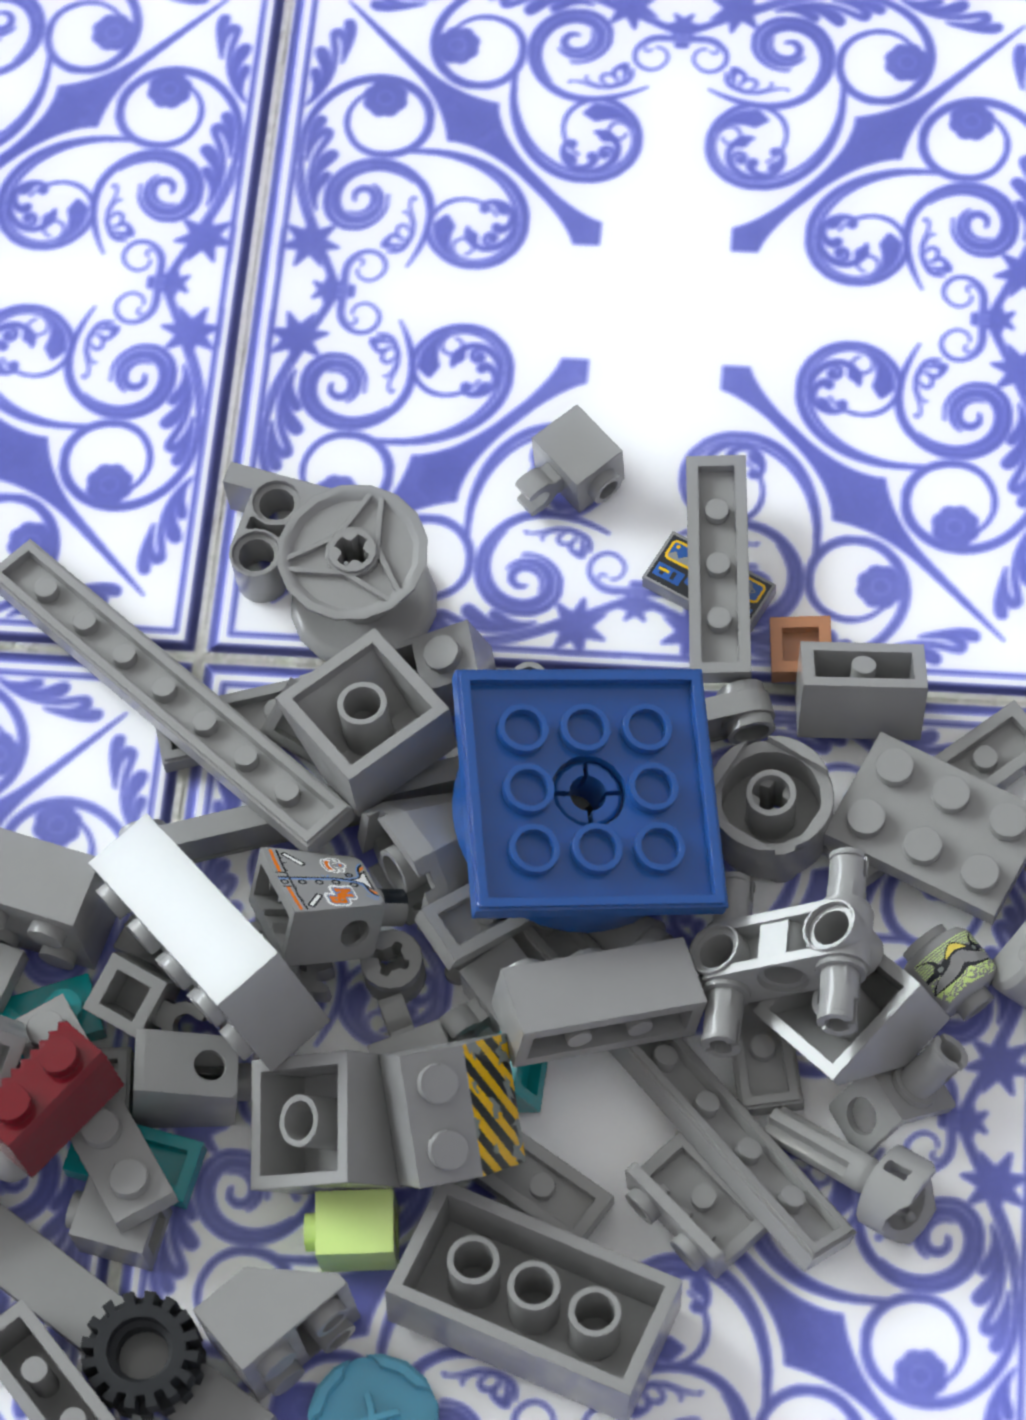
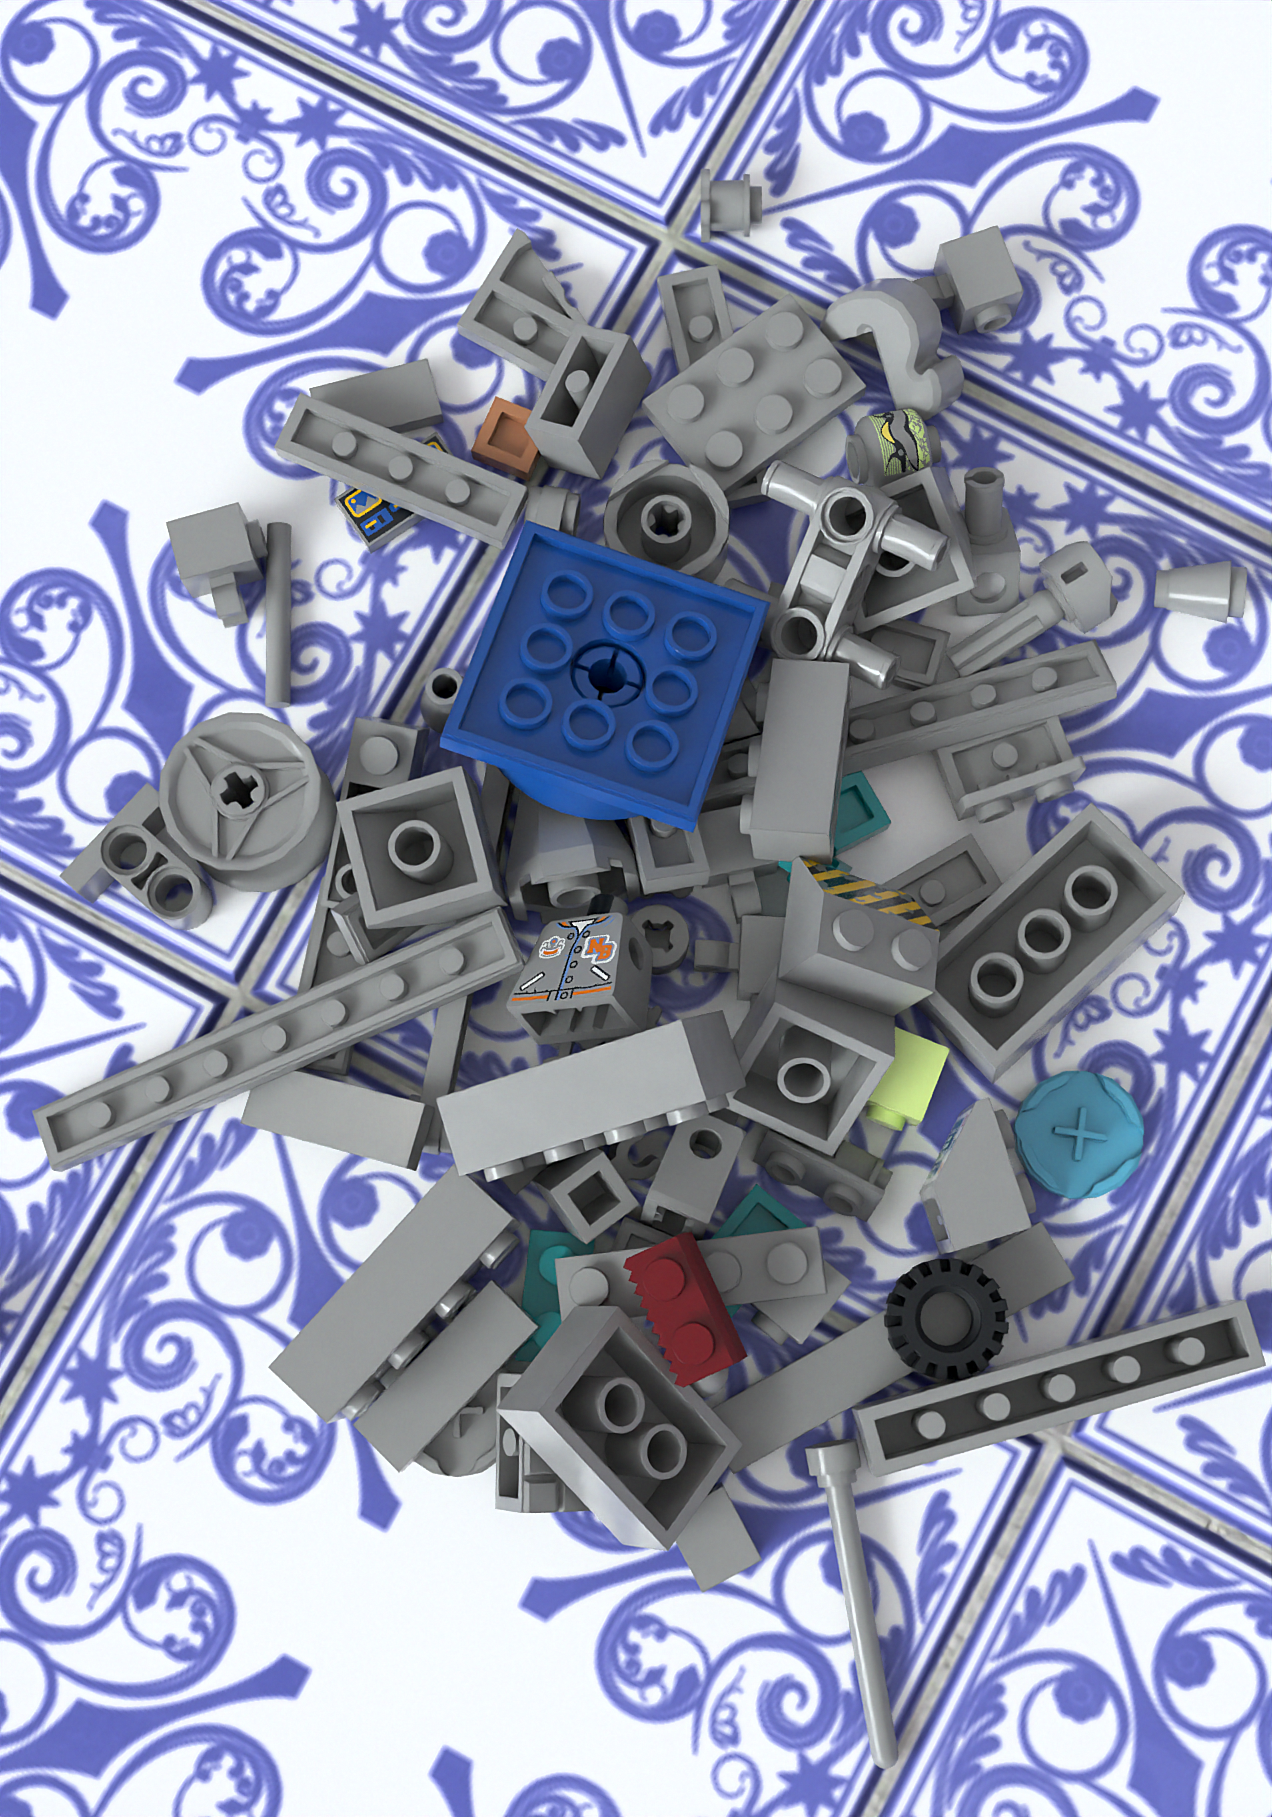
camera: 70 degrees left, 15 degrees up
(117, 768) = (341, 1117): none -> light grey tile
(240, 1222) = (847, 1184): none -> light grey hinge
(549, 536) = (278, 615): none -> light grey bar
(585, 1084) = (859, 813): none -> teal plate
(786, 532) = (393, 397): none -> light grey tile
(930, 603) = (521, 311): none -> light grey wing
(959, 1319) = (1203, 590): none -> light grey cone

